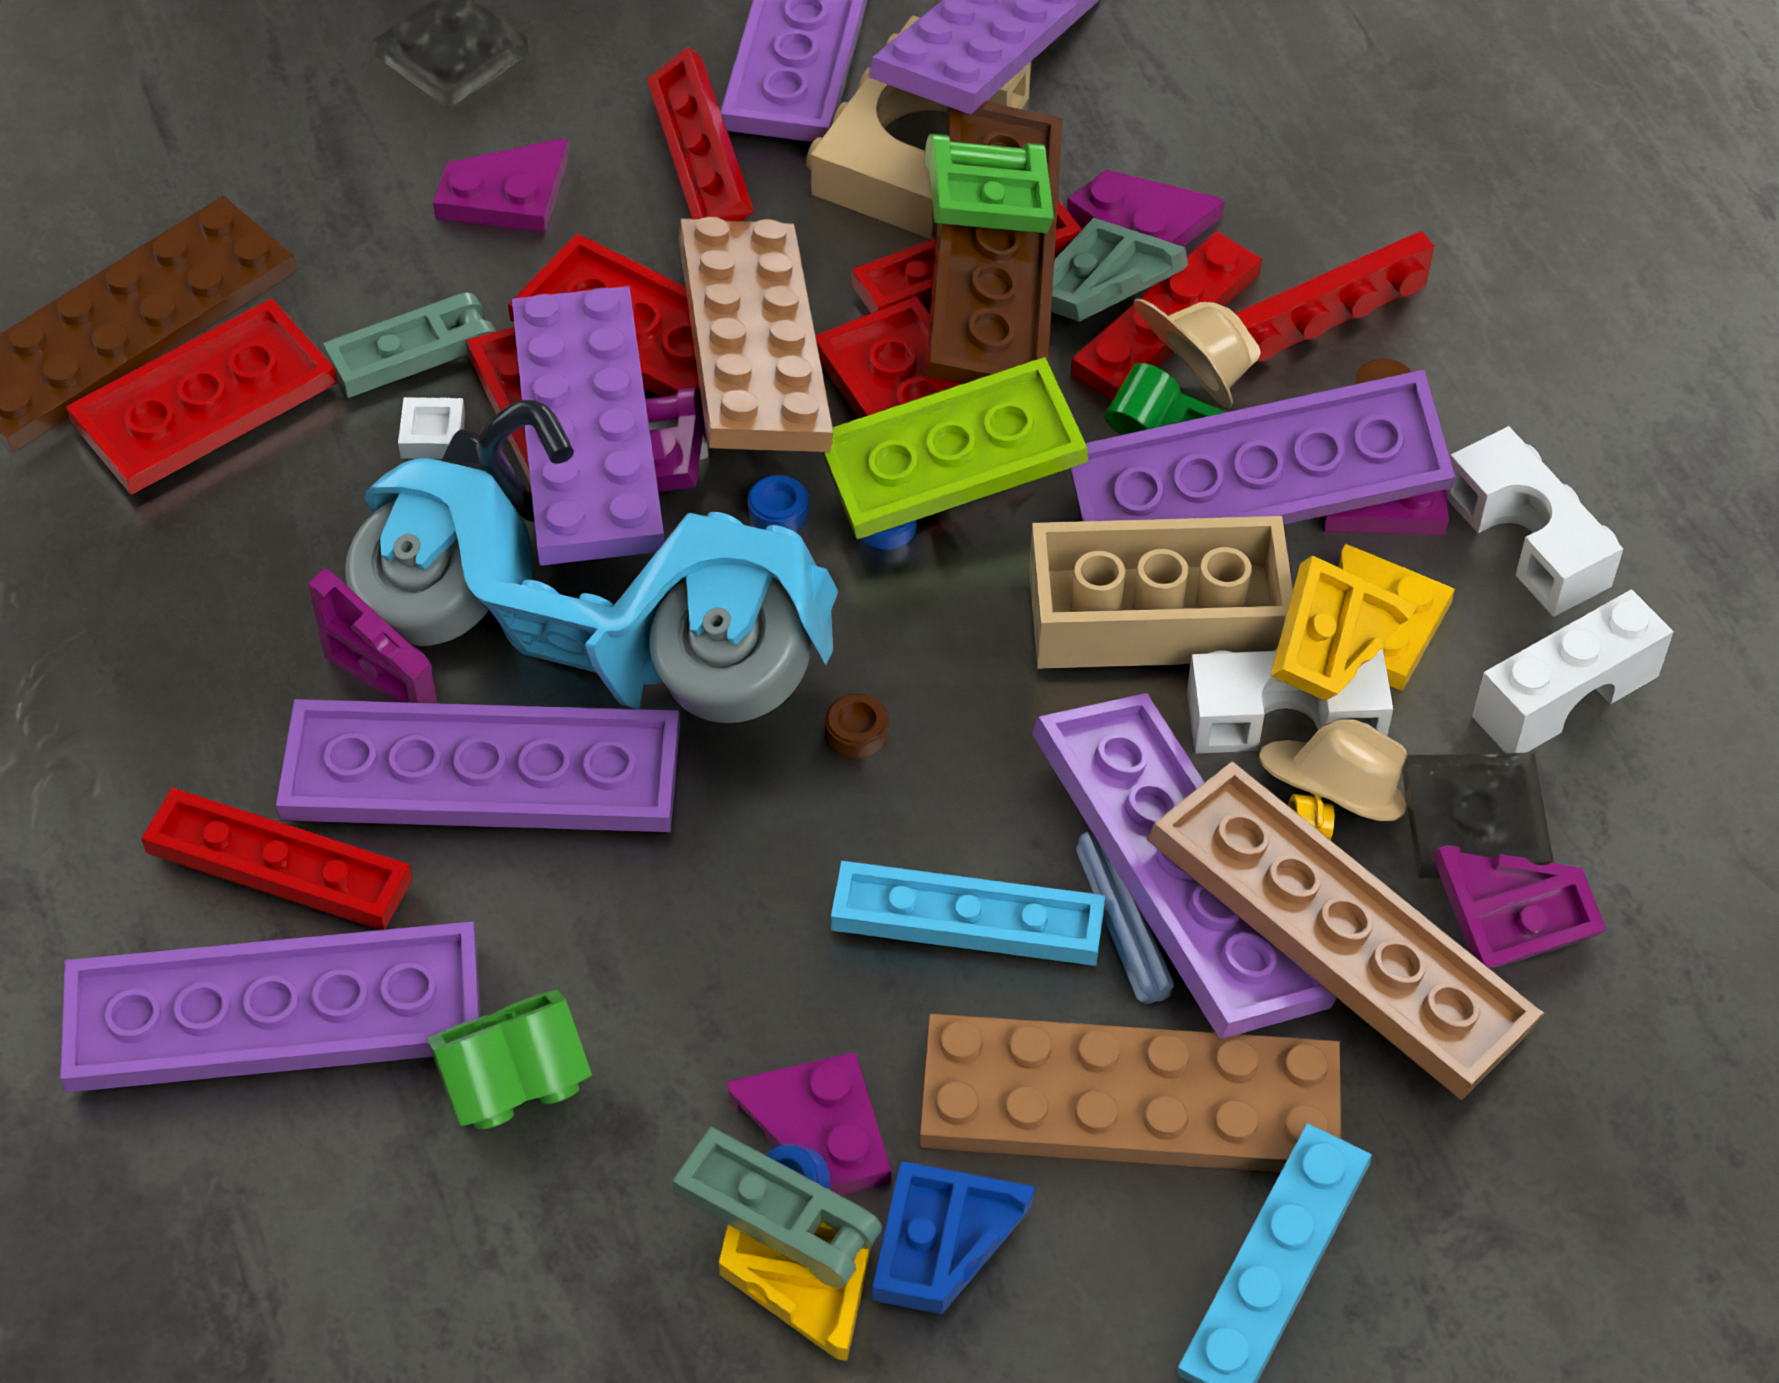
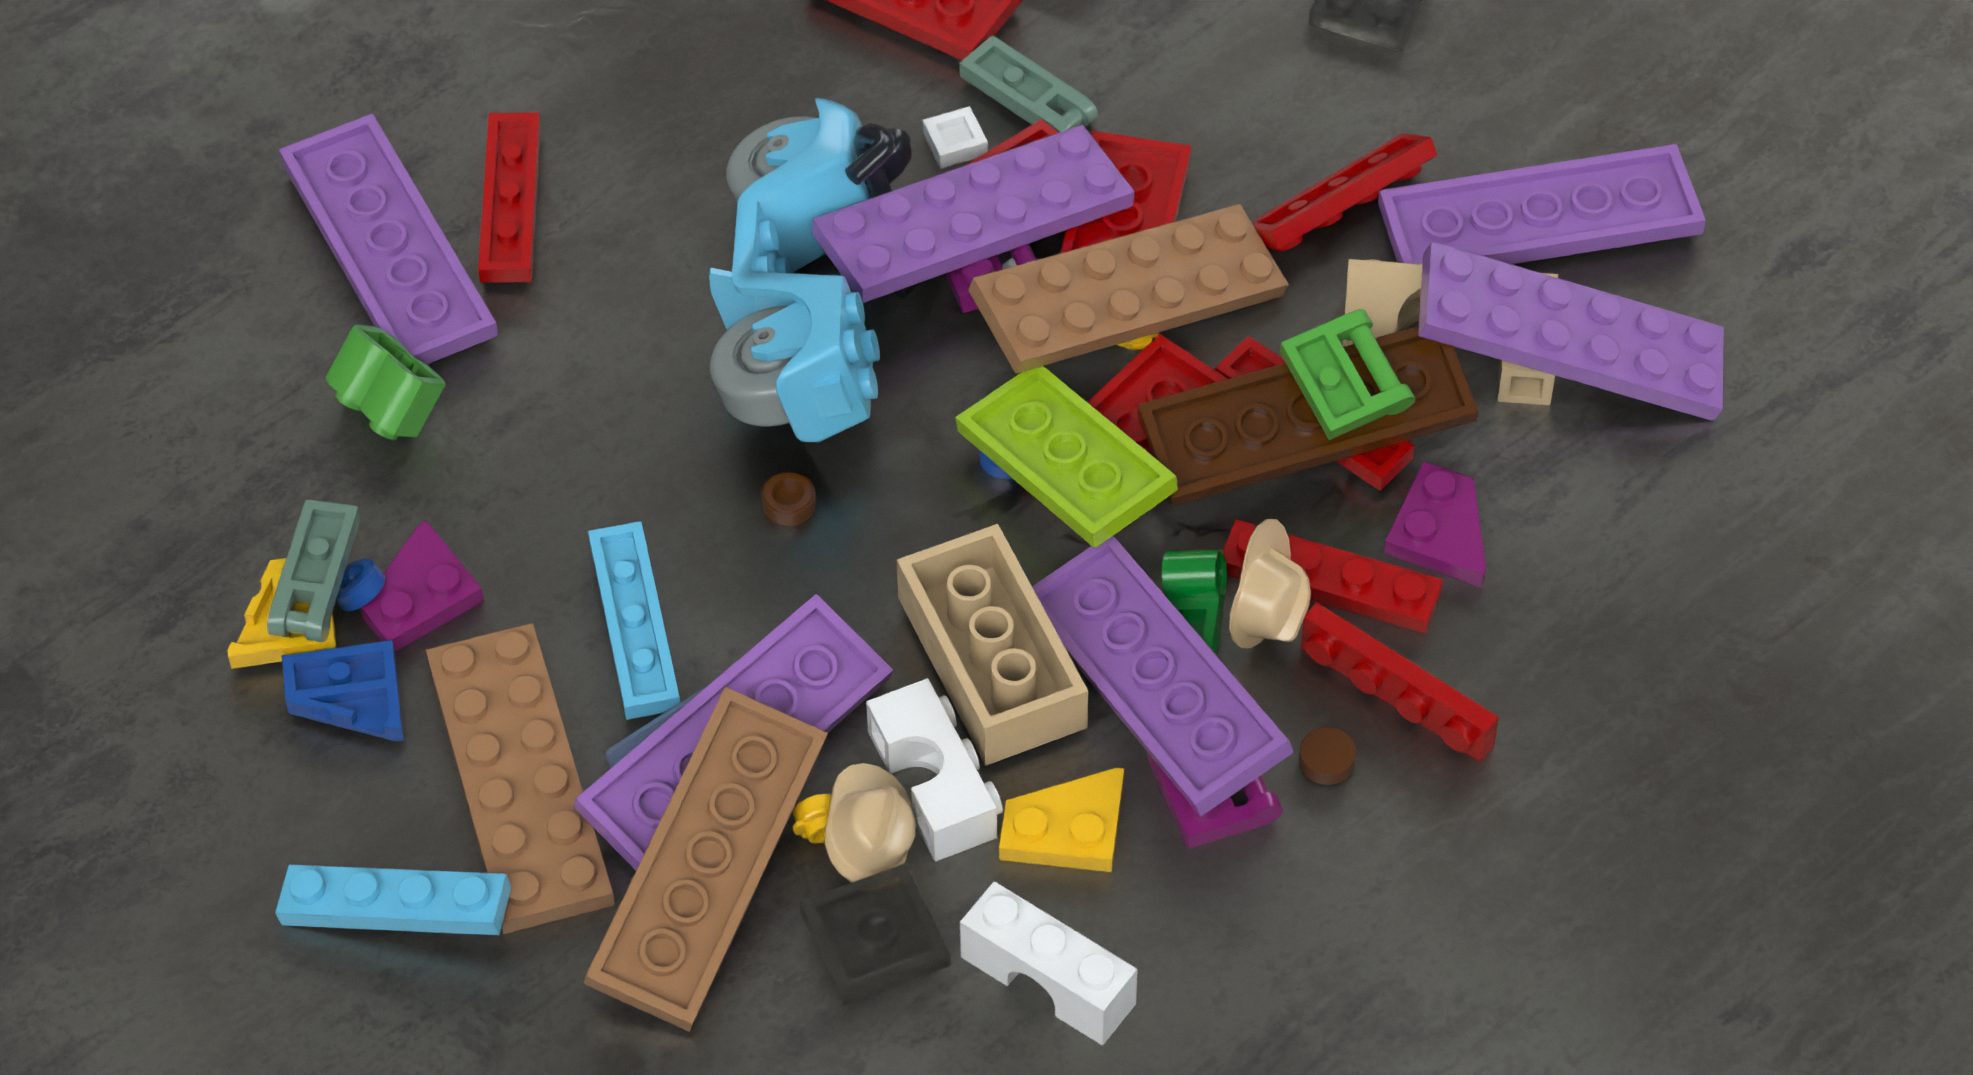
camera: 70 degrees right, 0 degrees up
(367, 645) = (707, 172): magenta wing -> none
(479, 765) = (639, 279): medium lavender plate -> none
(504, 187) = (1235, 89): magenta wing -> none
(778, 502) = (983, 374): blue tile -> none
(1108, 266) = (1344, 508): sand green wing -> none
(1334, 628) = (978, 756): yellow wing -> none
(1516, 907) = (788, 978): magenta wing -> none
(1568, 551) = (1191, 932): white arch -> none

